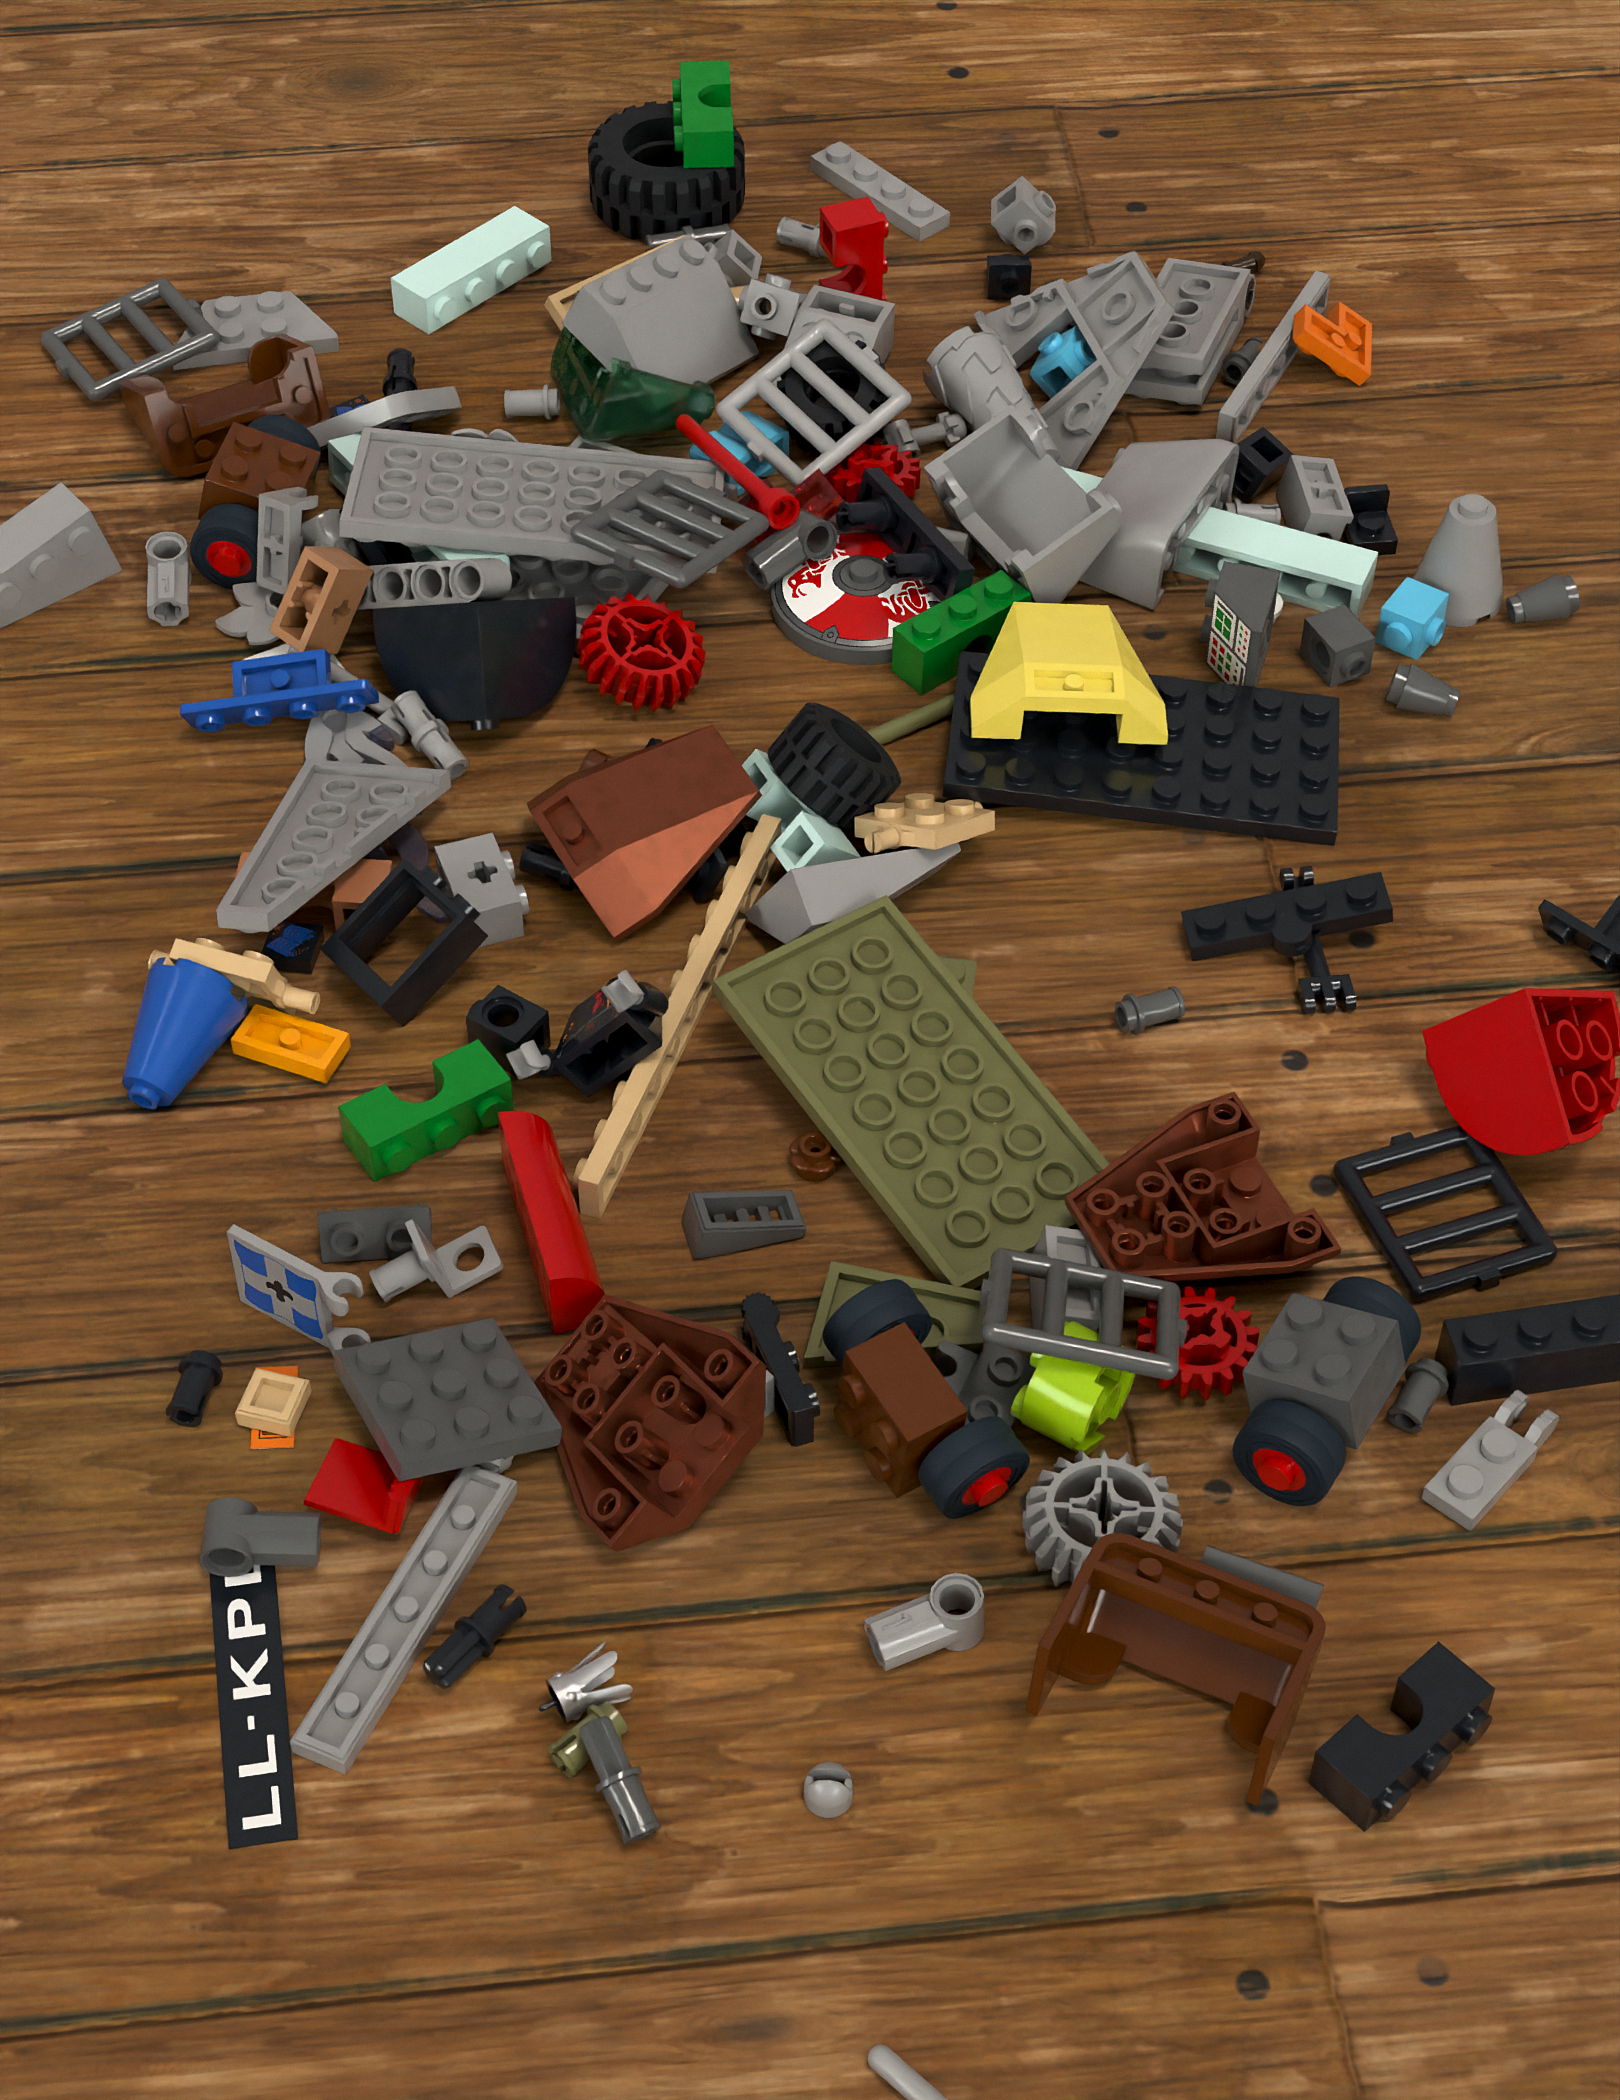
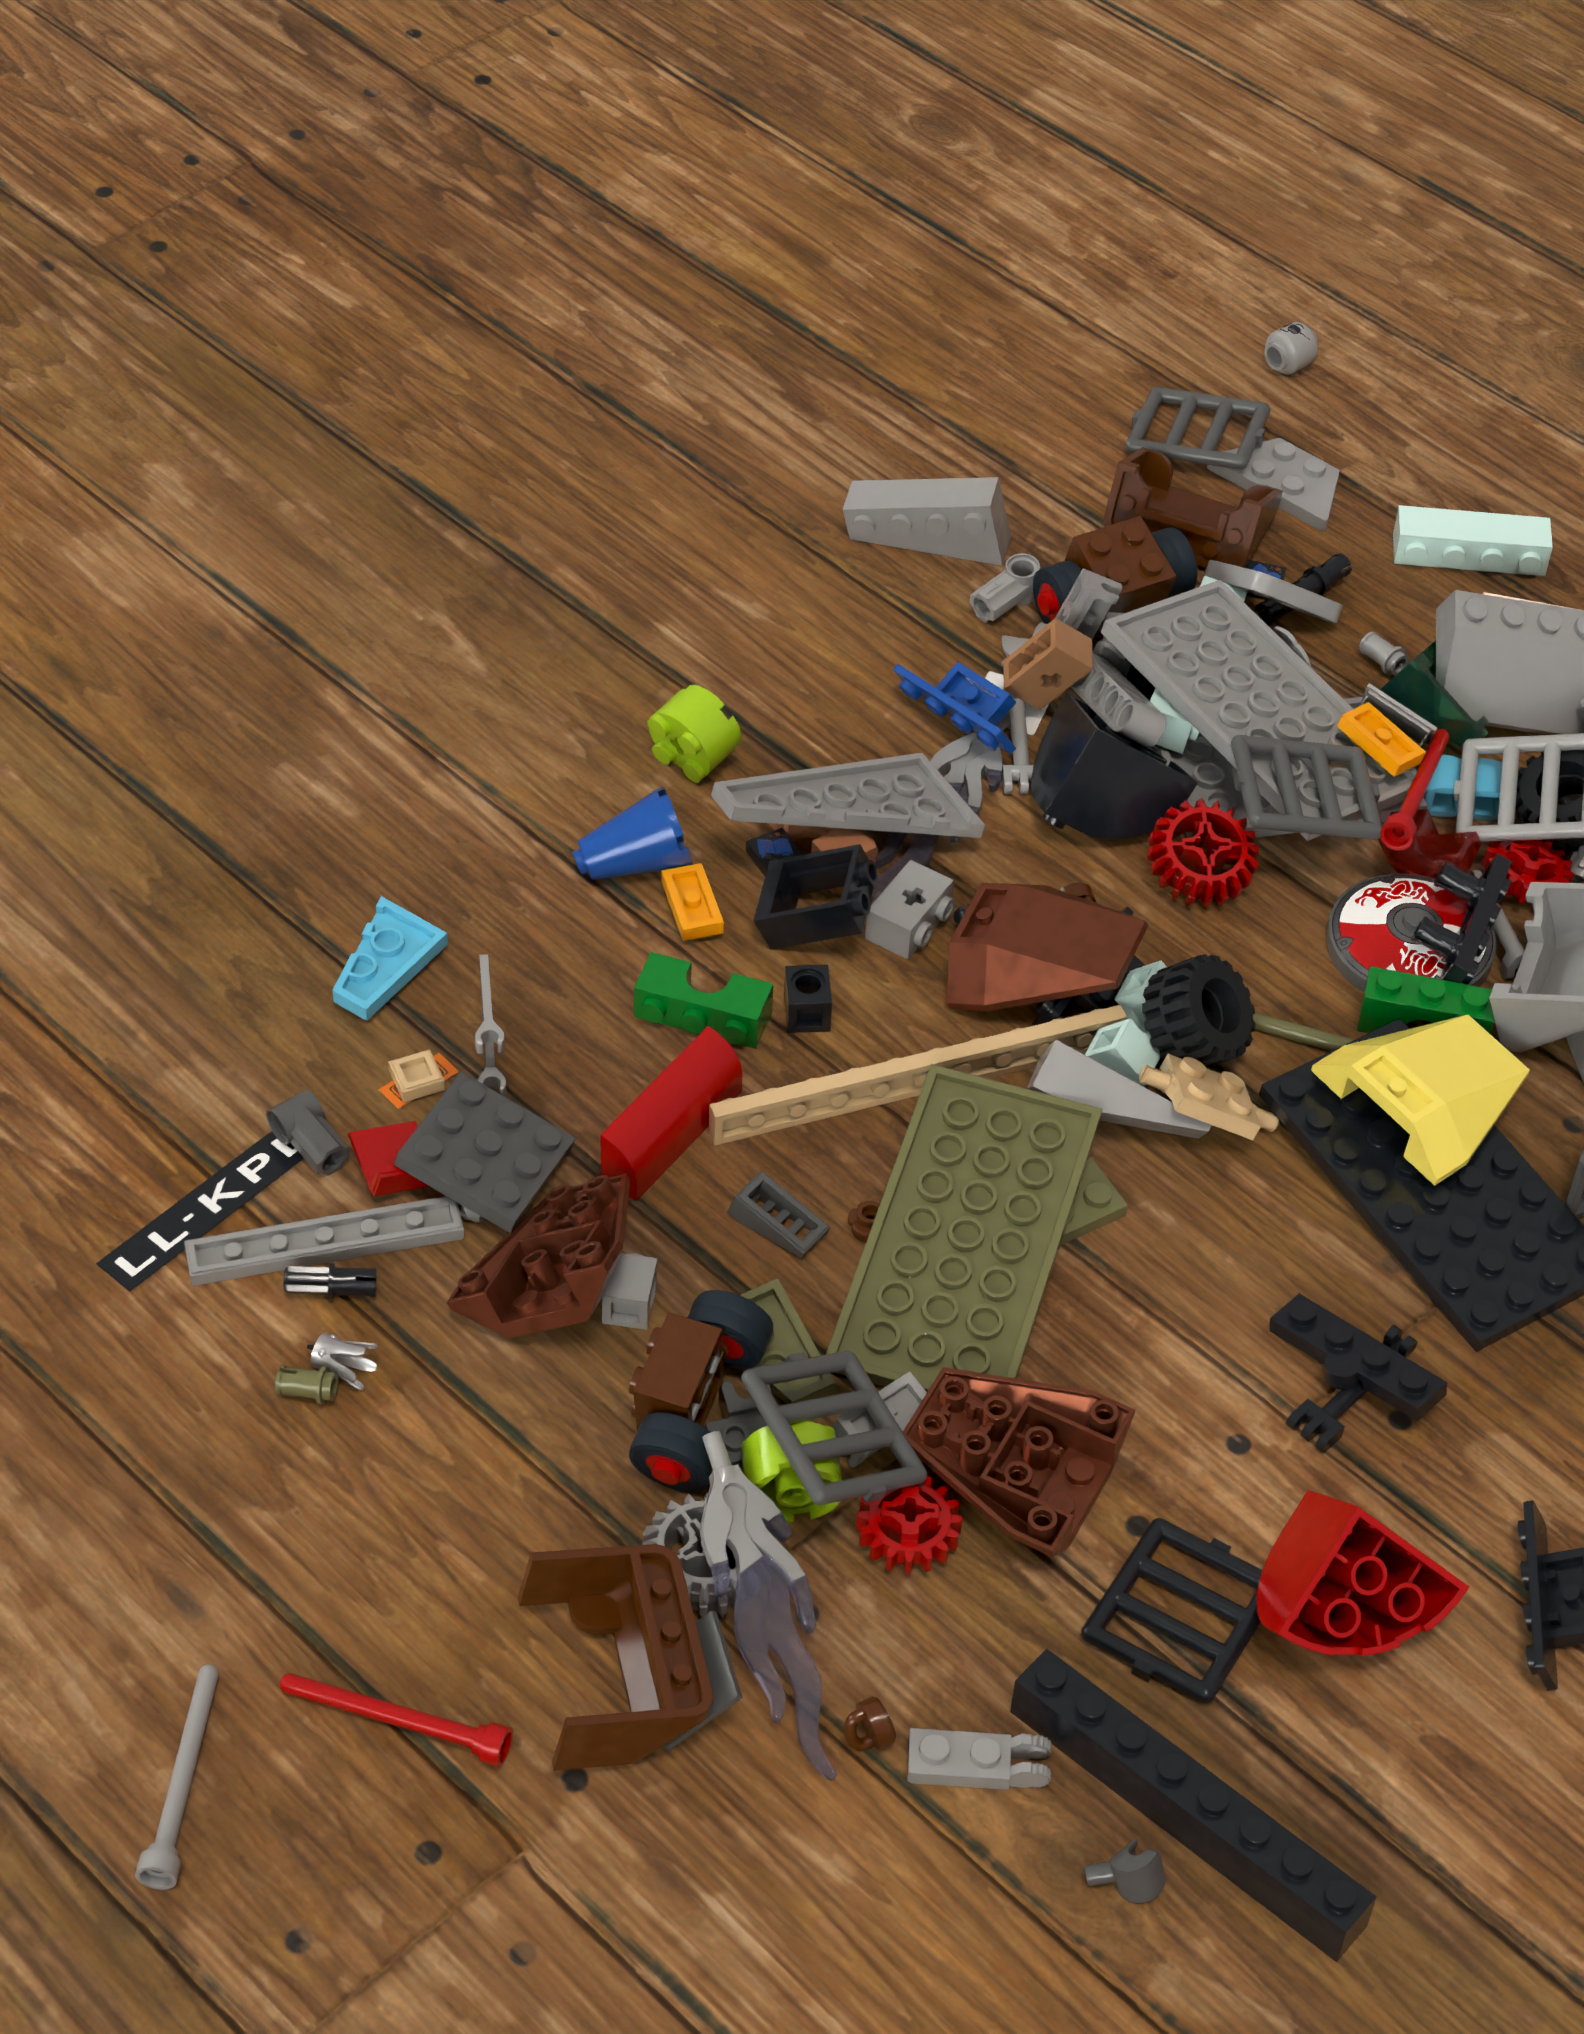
camera: 50 degrees right, 0 degrees up
(90, 902) = (693, 732): none -> lime brick
(92, 1332) = (387, 958): none -> medium azure wing
(113, 223) = (1291, 348): none -> light grey head
(198, 1377) = (390, 1031): black pin -> none
(251, 975) = (703, 838): tan plate -> none
(370, 1232) = (586, 1040): dark grey hinge -> none
(429, 734) = (1014, 799): light grey pin -> none
(436, 1265) = (588, 1081): light grey bracket -> none
(601, 1036) = (842, 1044): black torso -> none
(619, 1781) = (284, 1413): dark grey axle -> none
(639, 430) = (1401, 716): none -> light grey piece
(656, 451) = (1381, 739): none -> light orange plate
(789, 548) = (1387, 867): dark grey piece -> none
(793, 1401) = (675, 1297): black hinge -> none
(824, 1794) = (369, 1533): light grey hinge -> none
(926, 1626) = (541, 1506): light grey piece -> none
(1138, 1012) = (1187, 1328): dark grey pin -> none
(1174, 1845) = (488, 1742): none -> red piece
(1200, 1488) = (766, 1573): none -> clear purple piece
(1321, 1385) = (928, 1604): brick -> none
(1373, 1771) = (719, 1842): black arch -> none
(1401, 1512) = (875, 1723): none -> reddish brown tile
(1424, 1384) = (988, 1681): dark grey pin -> none

